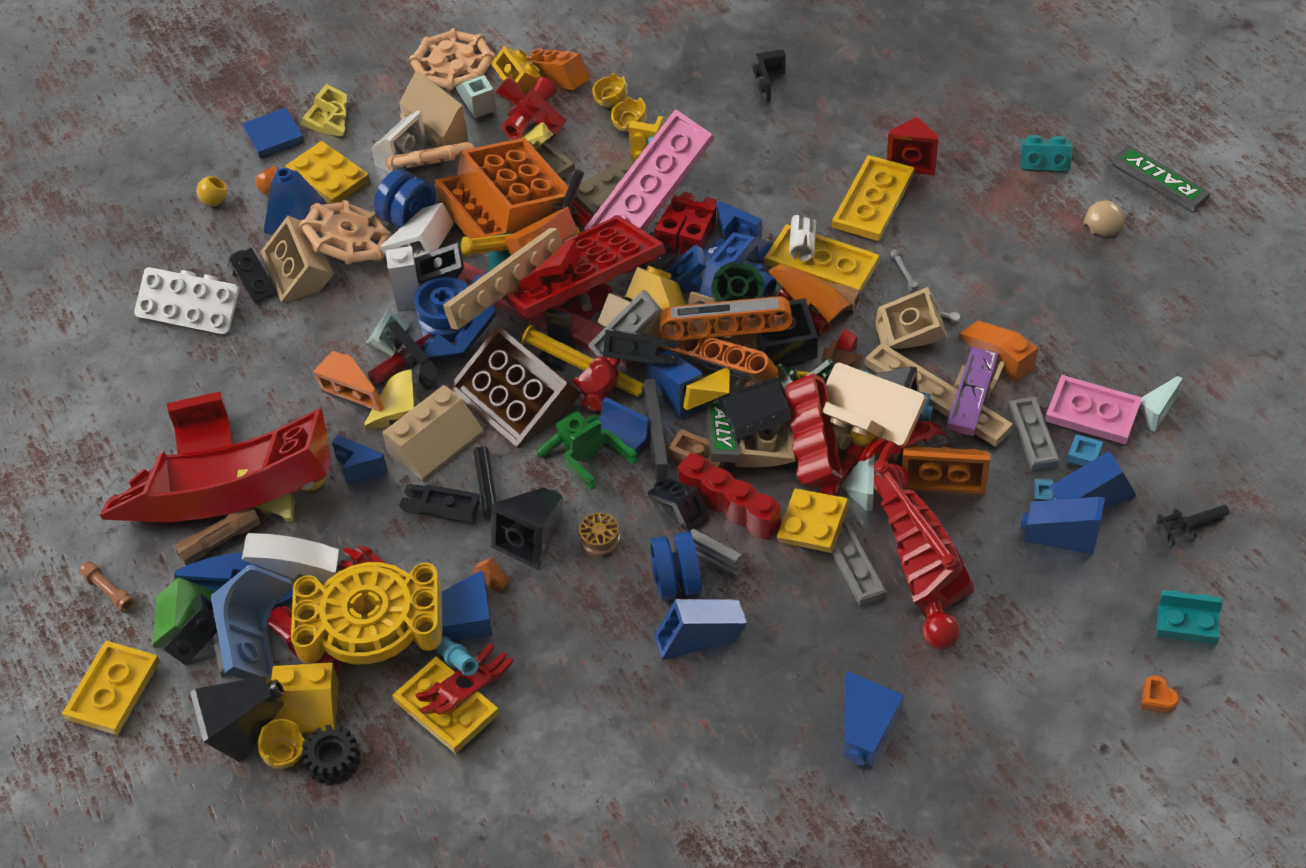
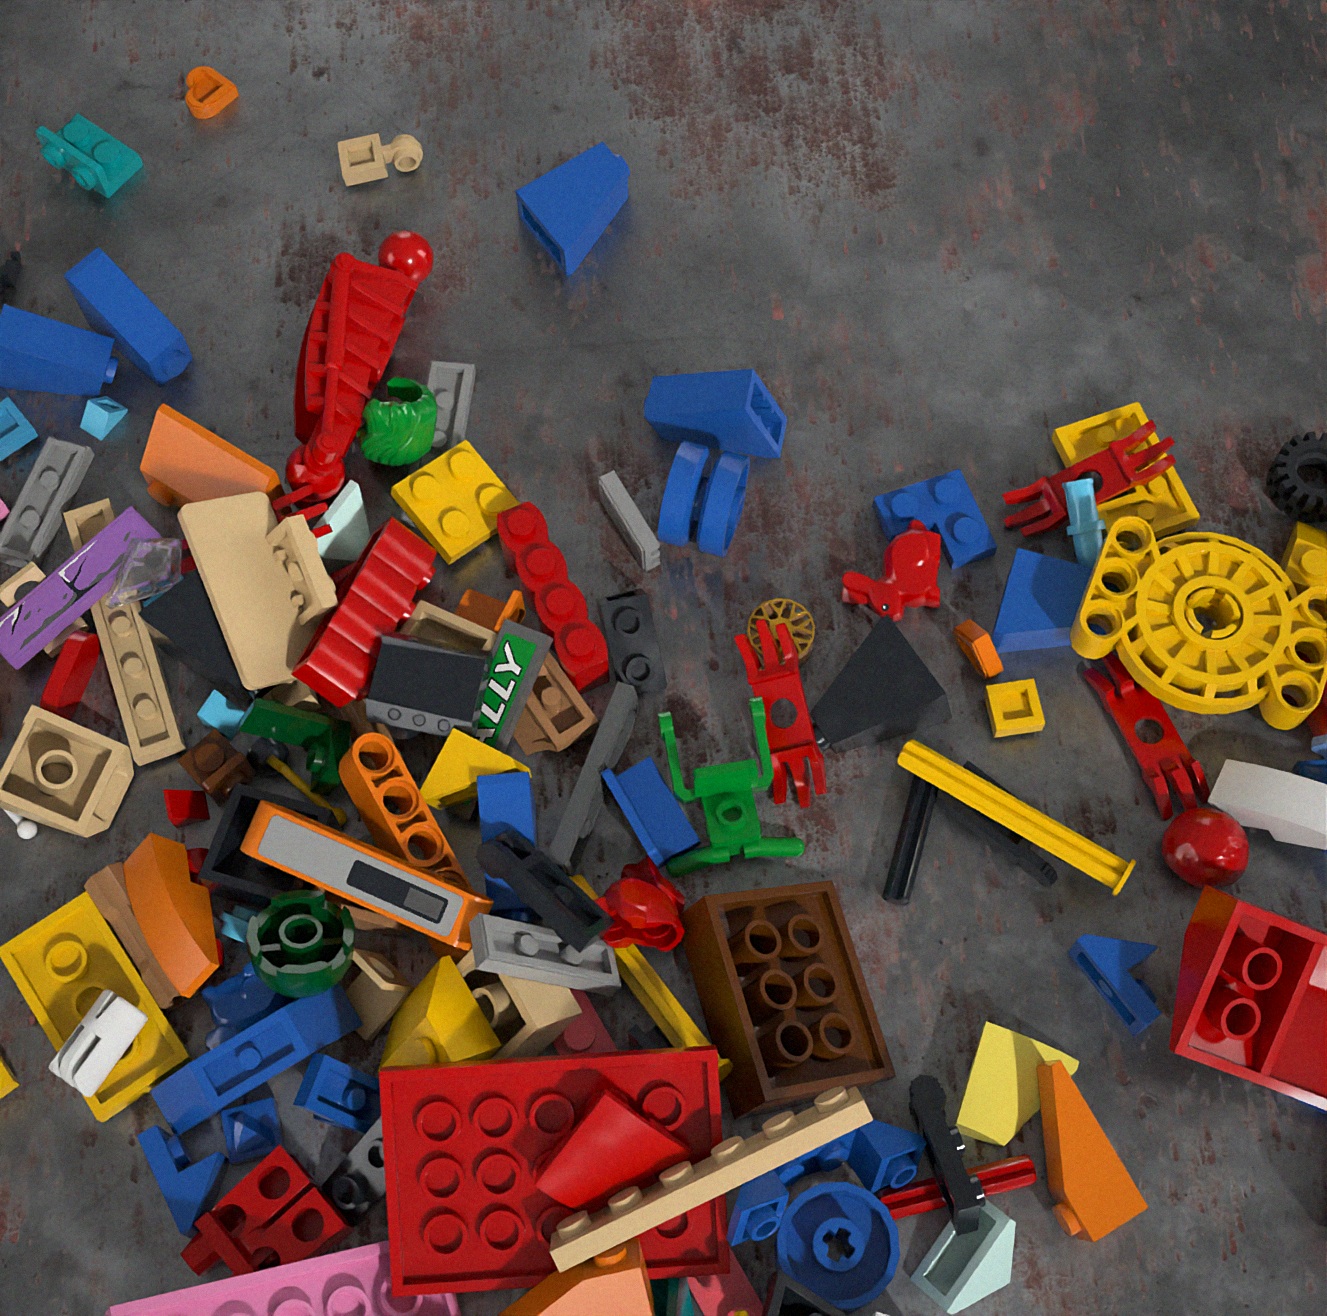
camera: 155 degrees left, 15 degrees up
(333, 529) = (1206, 848): none -> red hair
(432, 433) = (968, 968): tan slope -> none
(433, 495) = (1016, 815): none -> yellow axle
(458, 555) = (1014, 708): none -> yellow plate
(545, 593) = (906, 577): none -> red animal
(547, 645) = (944, 508): none -> blue plate
(586, 501) = (778, 683): none -> red piece
(760, 478) = (489, 611): none -> orange bracket
(868, 527) = (399, 431): none -> green hair
(939, 404) = (146, 570): none -> clear piece
(943, 361) = (71, 674): none -> red tile
(1019, 690) = (366, 157): none -> tan plate

